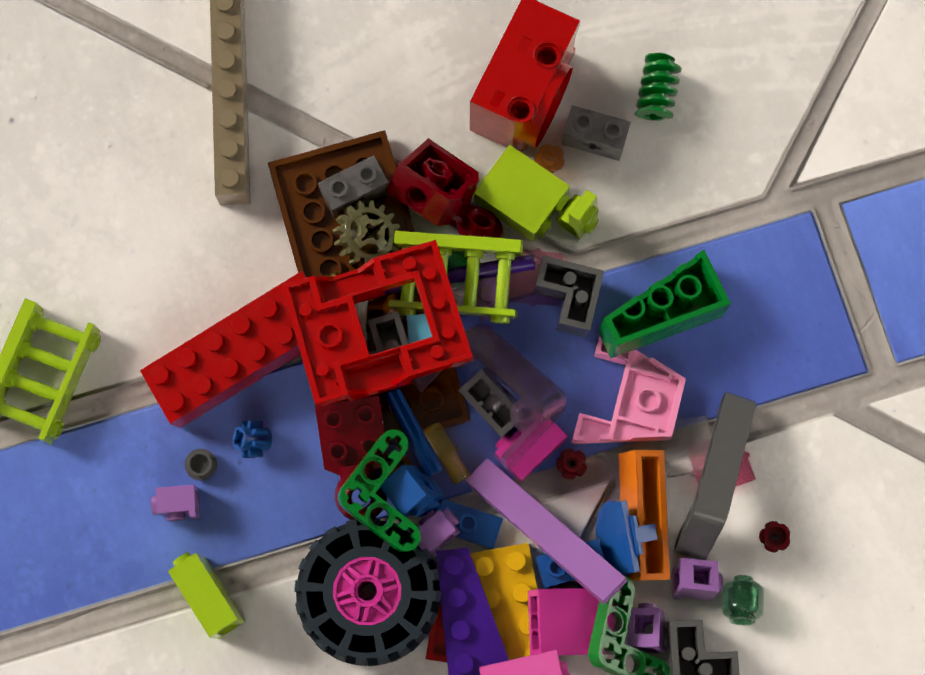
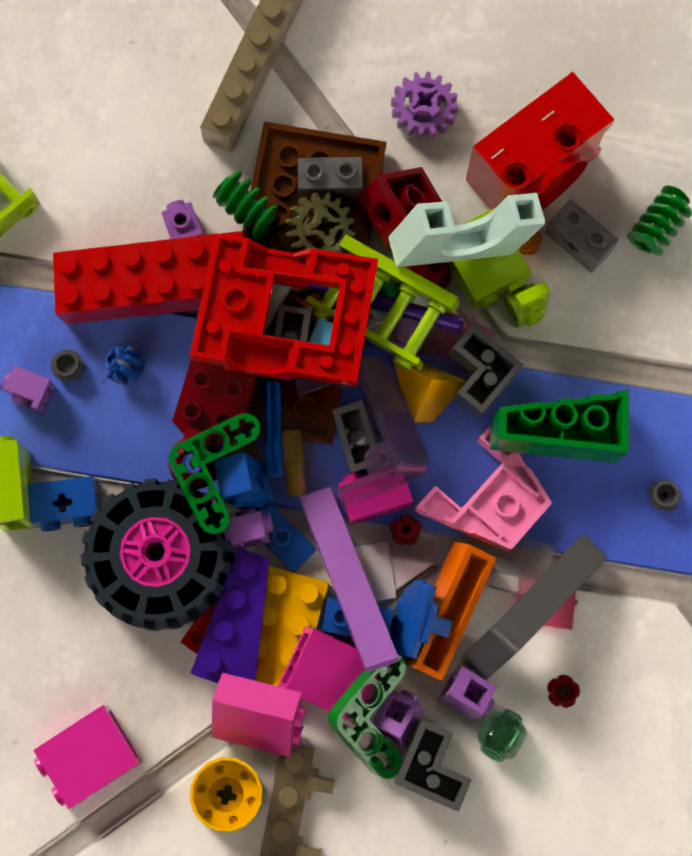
camera: 25 degrees right, 0 degrees up
(230, 279) = (179, 211): none -> medium lavender brick
(243, 588) = (47, 496): none -> blue brick
(291, 246) = (246, 206): none -> green piece
(413, 88) = (424, 92): none -> medium lavender gear
(477, 196) = (431, 237): none -> light aqua arch
(530, 332) = (427, 390): none -> yellow slope
(564, 508) = (378, 569): none -> white sticker
(780, 317) = (672, 491): none -> dark grey plate

